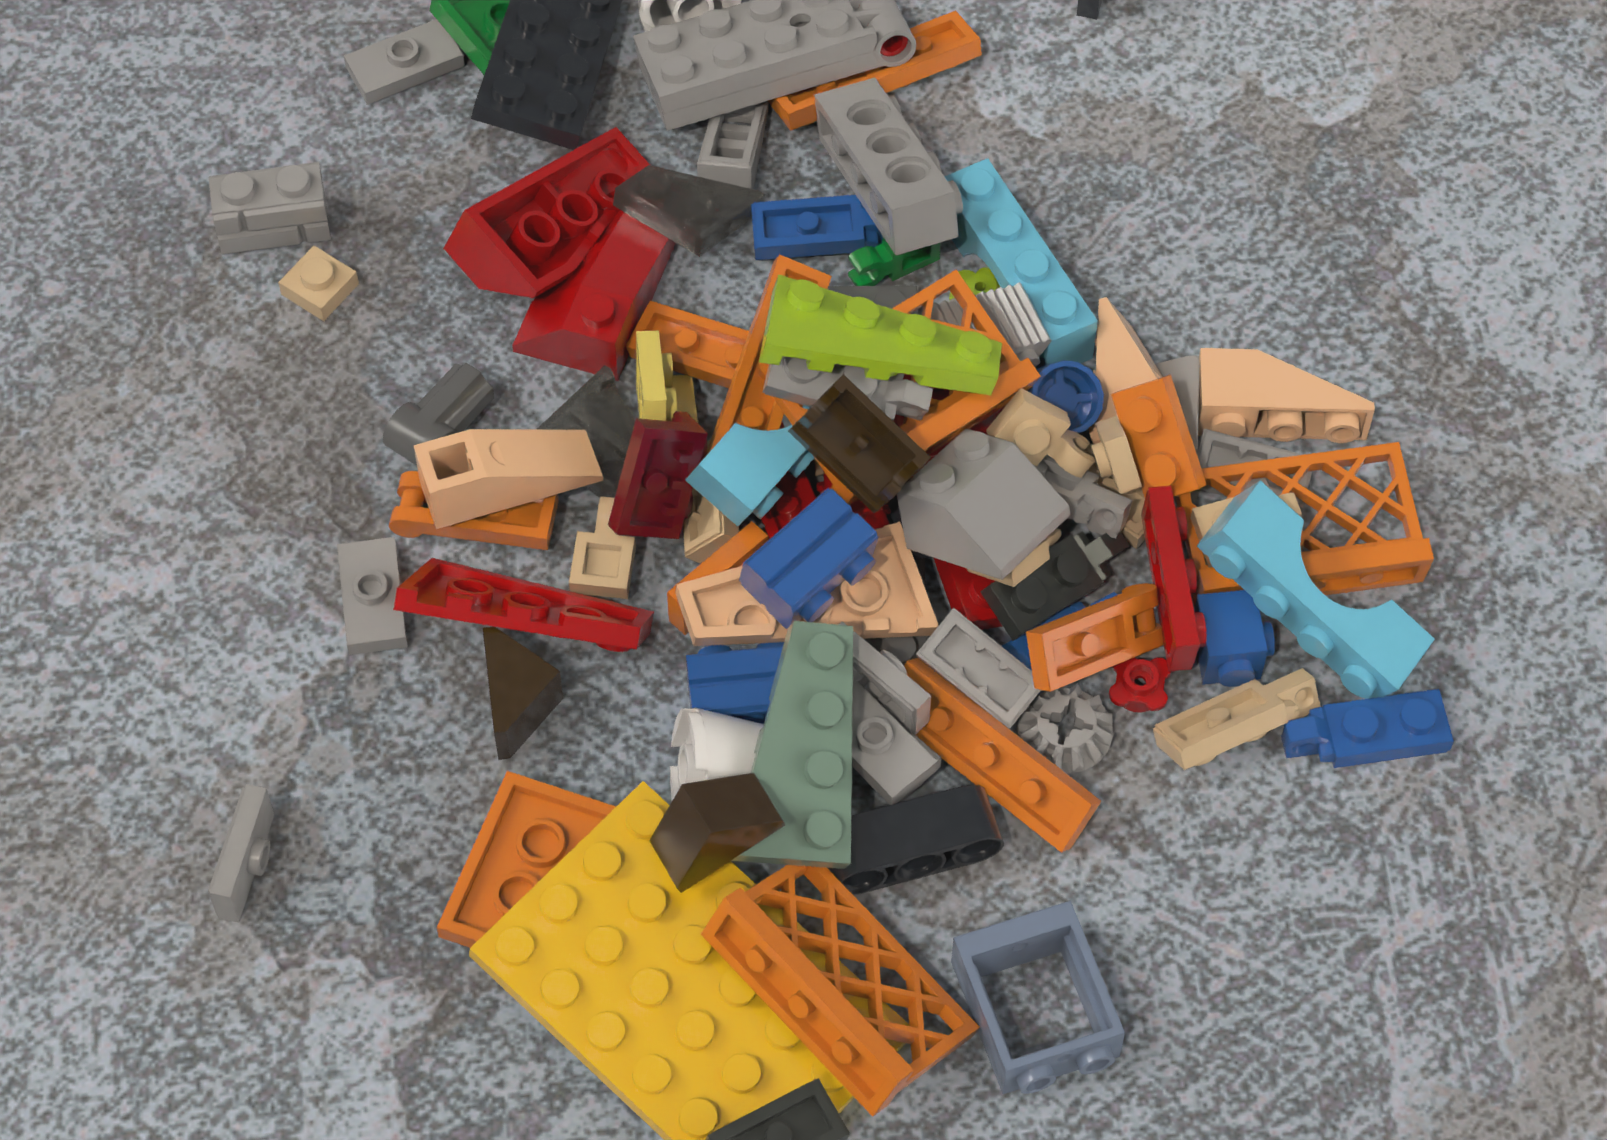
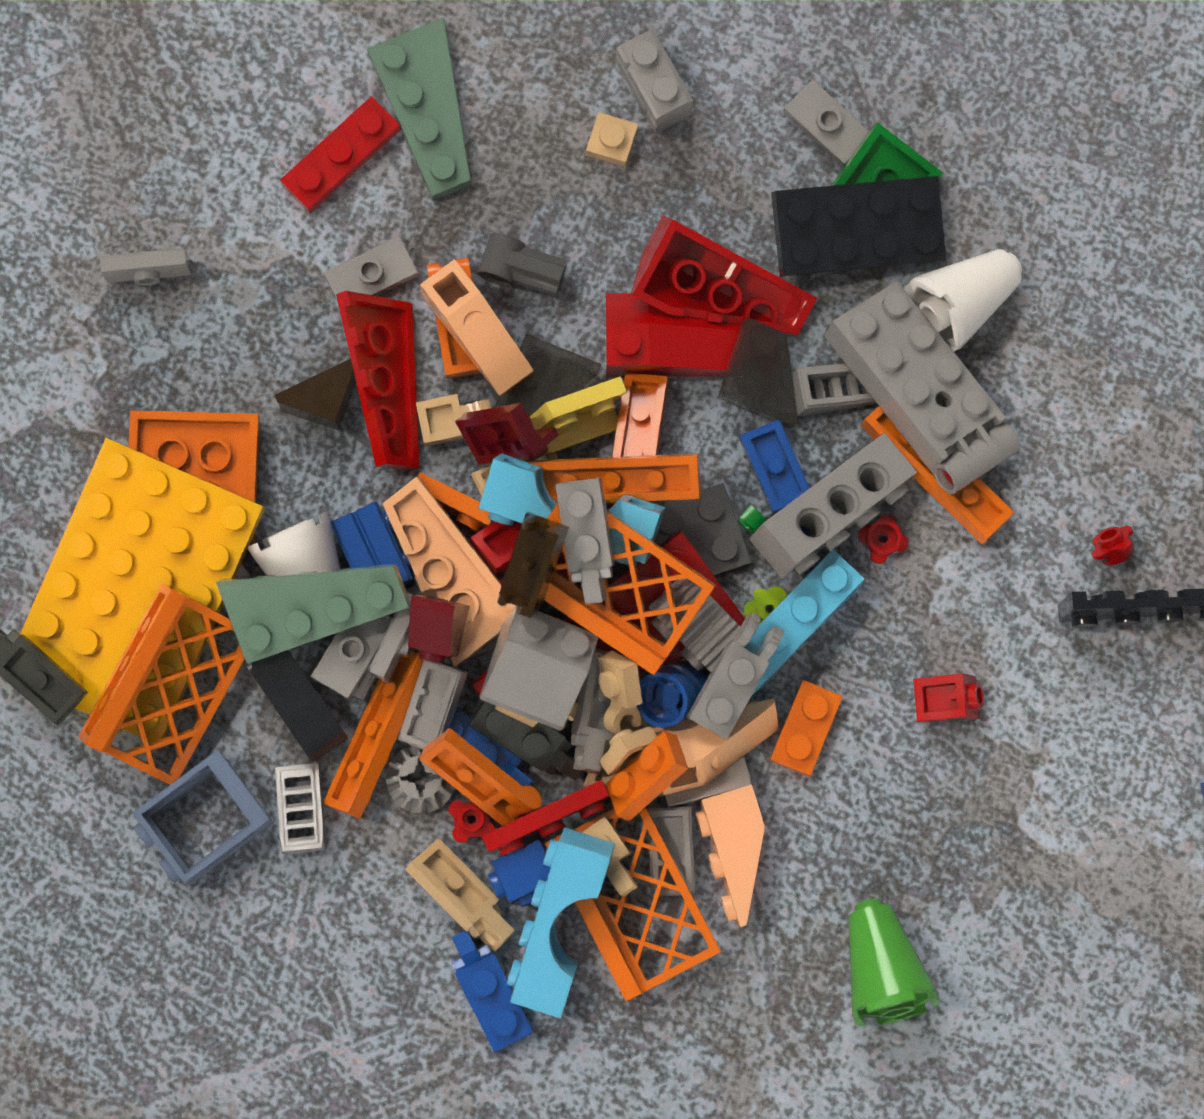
camera: 70 degrees right, 20 degrees up
(163, 469) = (423, 96): none -> sand green wing
(195, 586) = (340, 154): none -> red plate
(713, 825) = (228, 567): dark brown slope -> none
(810, 559) = (456, 560): blue brick -> none
(856, 332) = (616, 531): lime wing -> none
(888, 603) = (436, 627): none -> dark red slope
(946, 140) = (895, 540): none -> red plate
(1066, 306) = (734, 679): none -> light grey hinge
(1082, 862) = (308, 843): none -> light grey slope
(1142, 294) = (806, 728): none -> orange plate
(1154, 138) = (948, 698): none -> red bracket
(1463, 283) = (885, 968): none -> bright green cone

